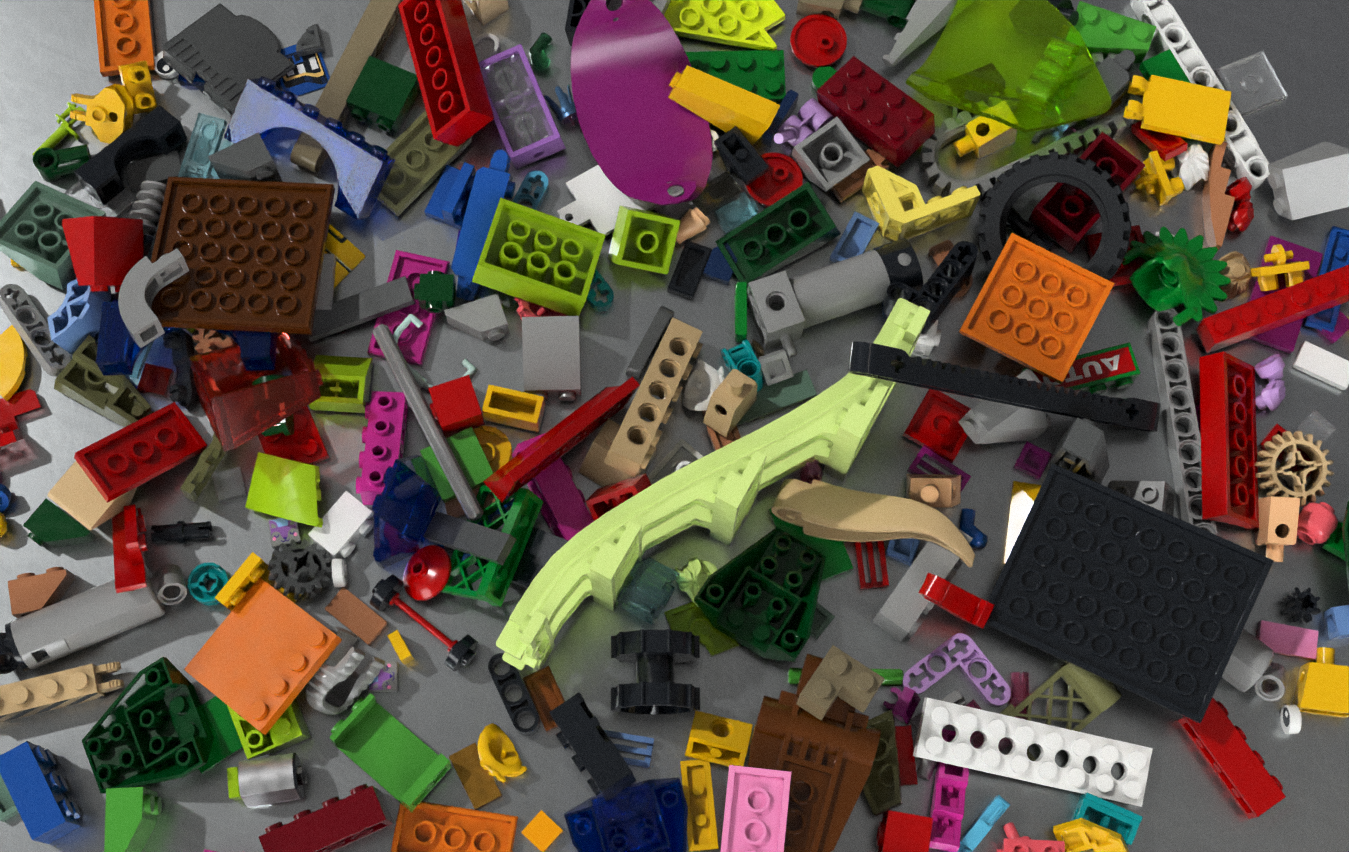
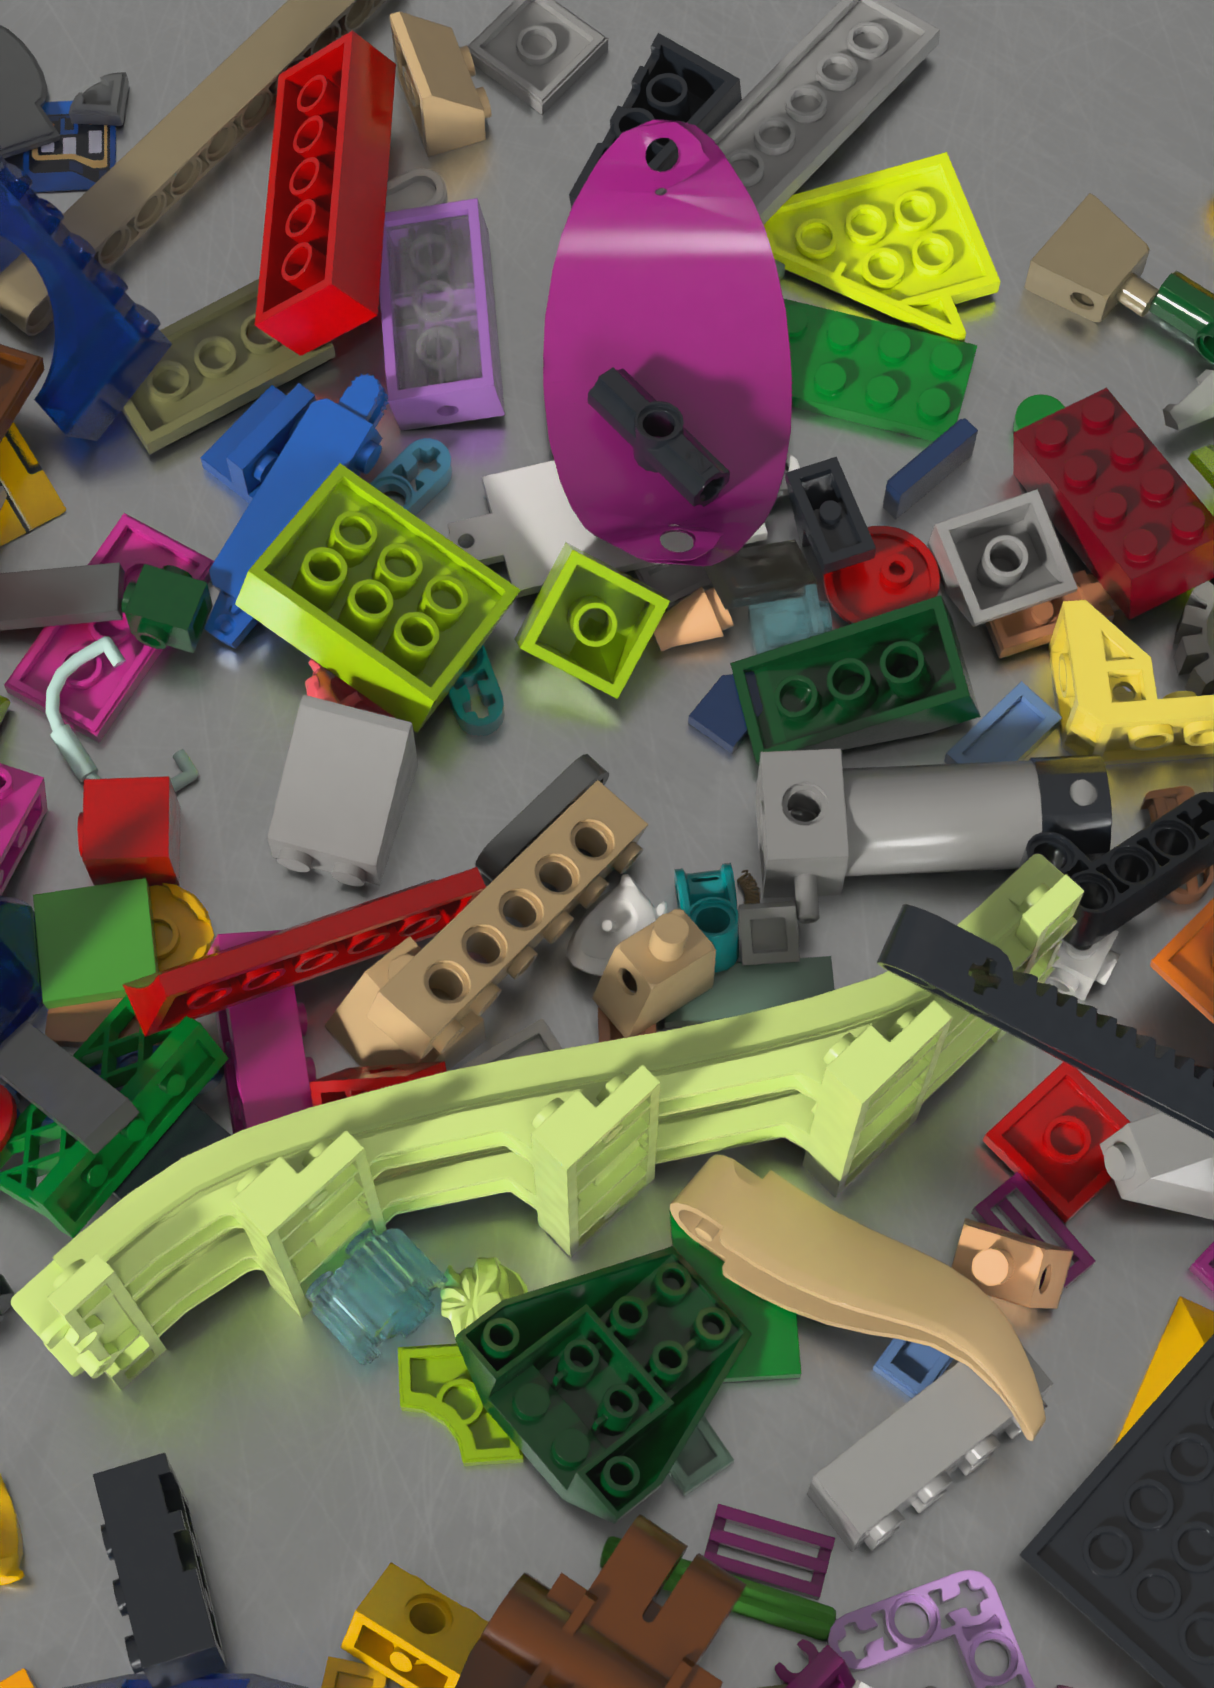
camera: 20 degrees right, 5 degrees down
(383, 95) = (196, 228): dark green piece -> none
(427, 423) = (64, 850): light grey axle -> none
(480, 318) = (235, 681): light grey slope -> none
(513, 408) = (237, 866): yellow piece -> none
(518, 708) = (60, 1448): black beam -> none
(537, 52) = (511, 228): clear green arm -> none
(544, 695) = (110, 1433): dark orange tile -> none
(568, 111) = (528, 349): flat silver piece -> none
(634, 738) = (273, 1618): medium blue tile -> none
(655, 661) = (342, 1428): black piece -> none
(660, 146) = (675, 453): none -> black piece
(689, 270) = (664, 704): black tile -> none
(723, 103) = (824, 406): yellow slope -> none
(740, 311) = (735, 810): green tile -> none
(811, 118) = (992, 479): lavender beam -> none
(811, 471) = (773, 1154): clear pink axle -> none
(818, 40) = (1049, 346): red piece -> none
(842, 678) = (681, 1581): dark tan brick -> none
(882, 564) = (833, 1417): red tile -> none
(888, 652) = (774, 1528): none -> magenta tile
(956, 600) = (980, 1499): red leg -> none
(967, 526) = (1057, 1363): blue arm -> none

